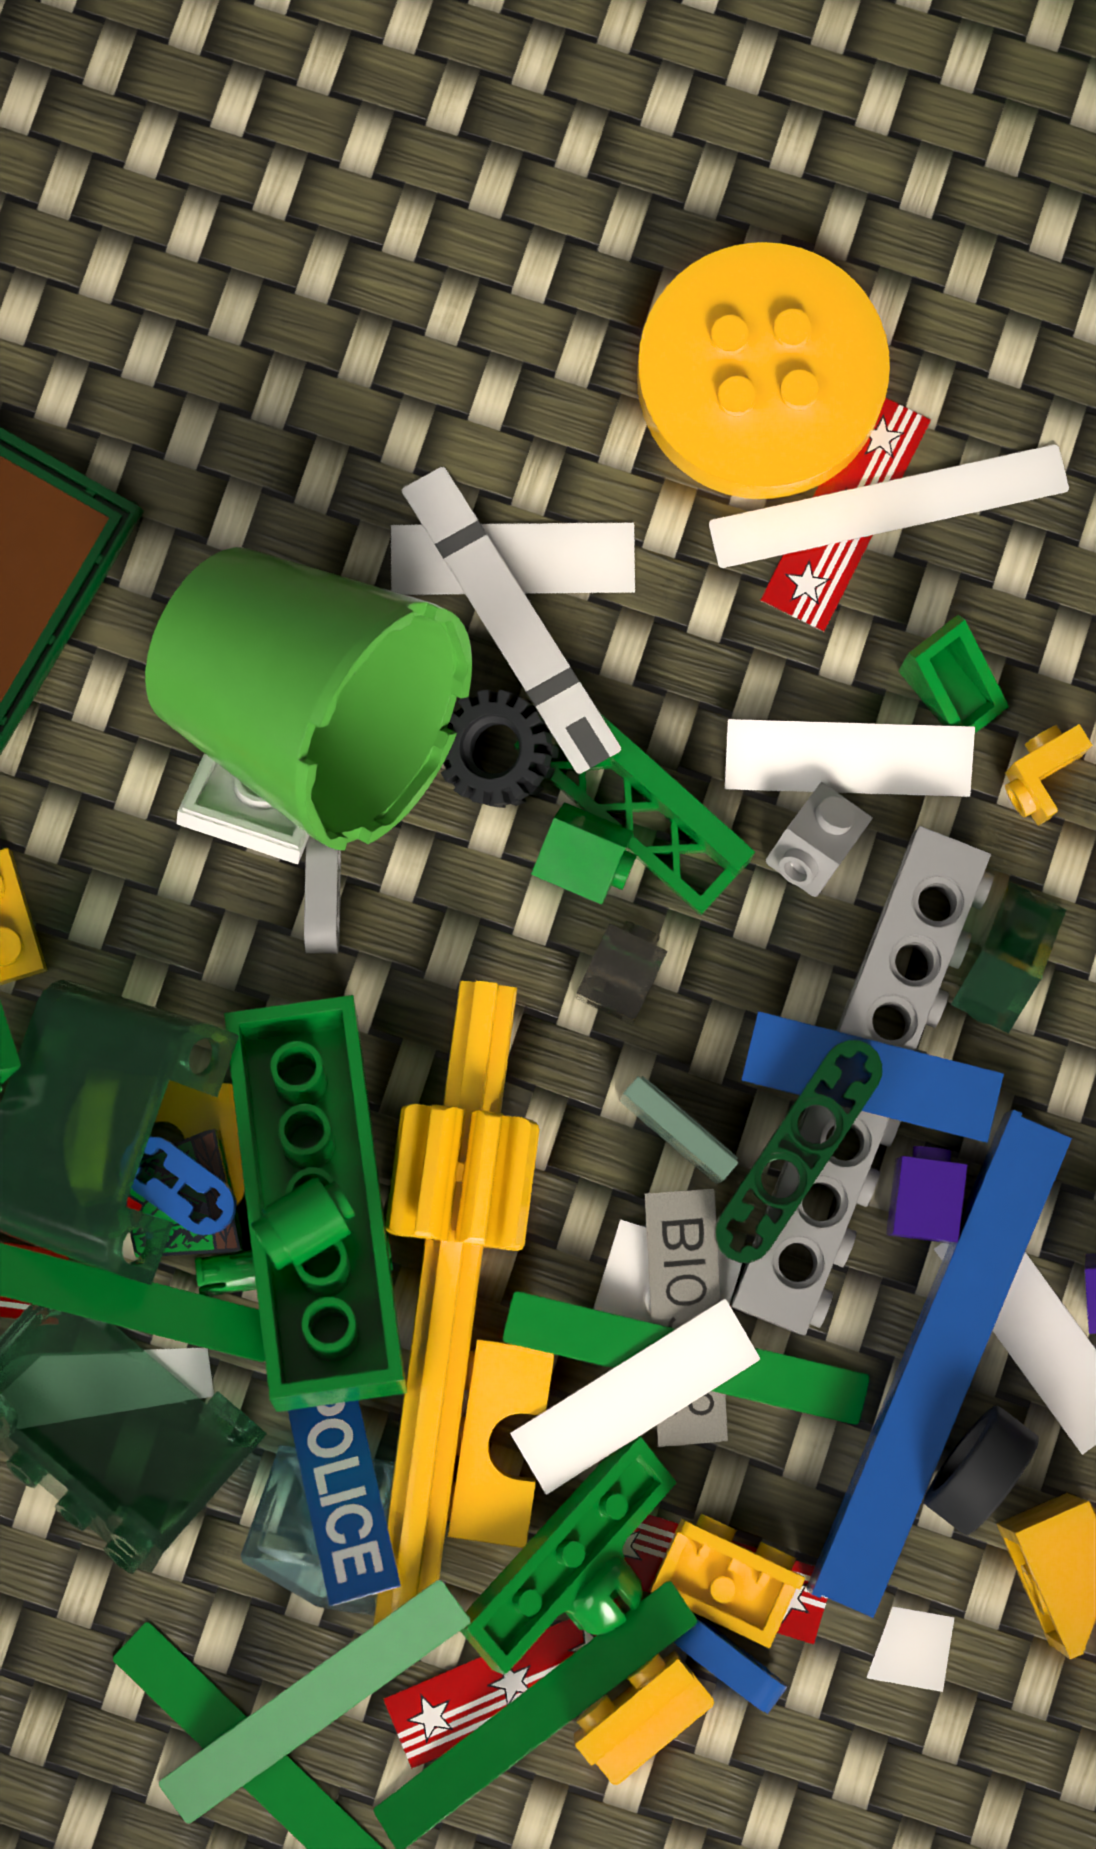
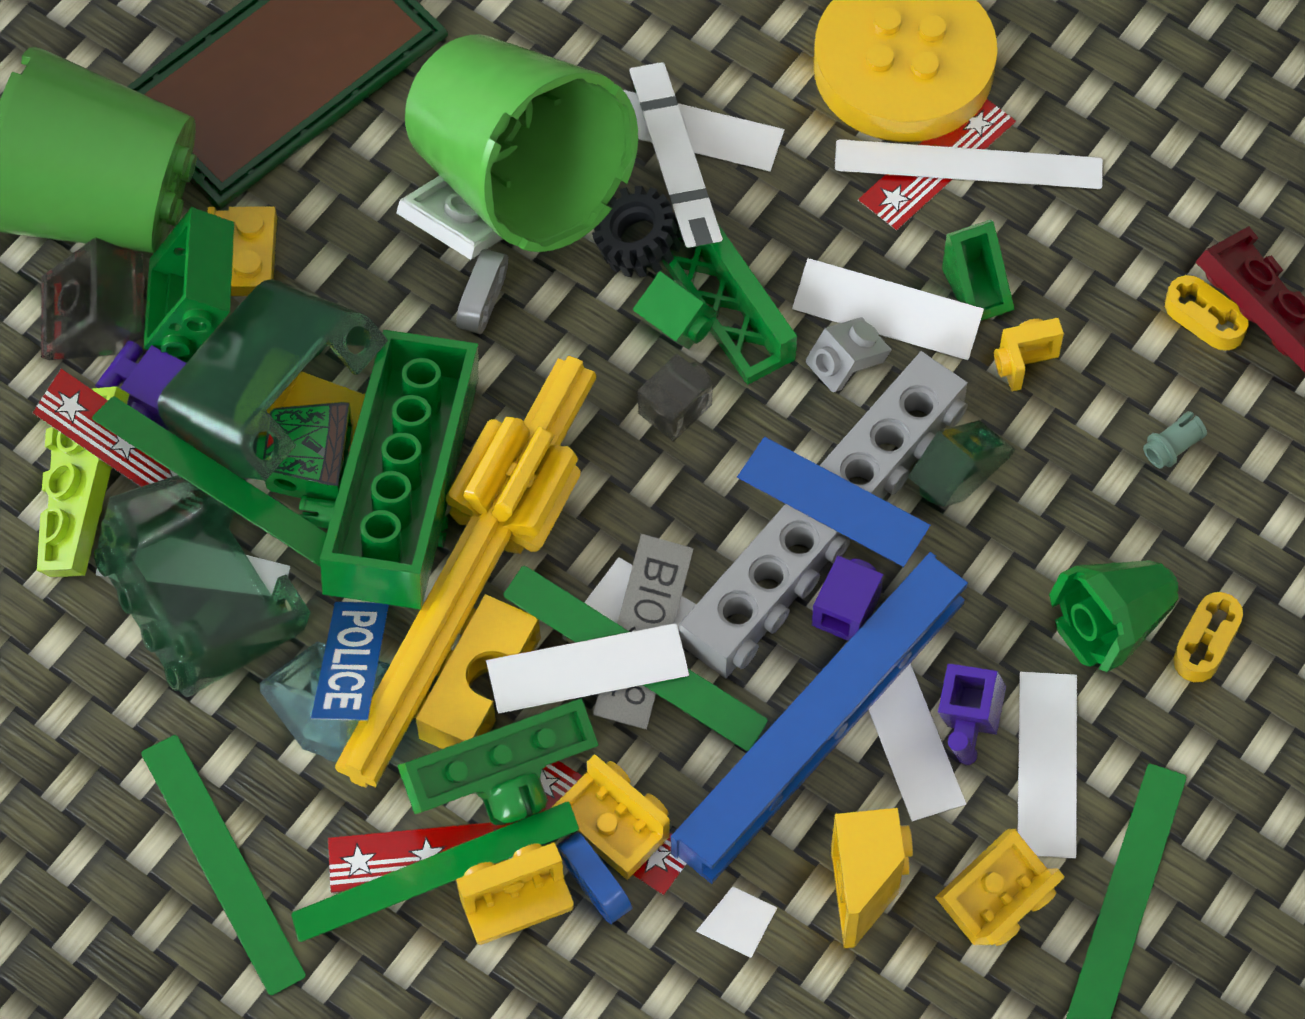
camera: 20 degrees right, 20 degrees down
(190, 1173) = (318, 421): blue beam -> none
(303, 1223) = (386, 452): green brick -> none
(315, 1701) = (275, 802): sticker -> none
(679, 1130) = (680, 497): sand green tile -> none
(805, 1156) = (756, 524): dark green beam -> none
(981, 1470) = (827, 786): black tyre -> none

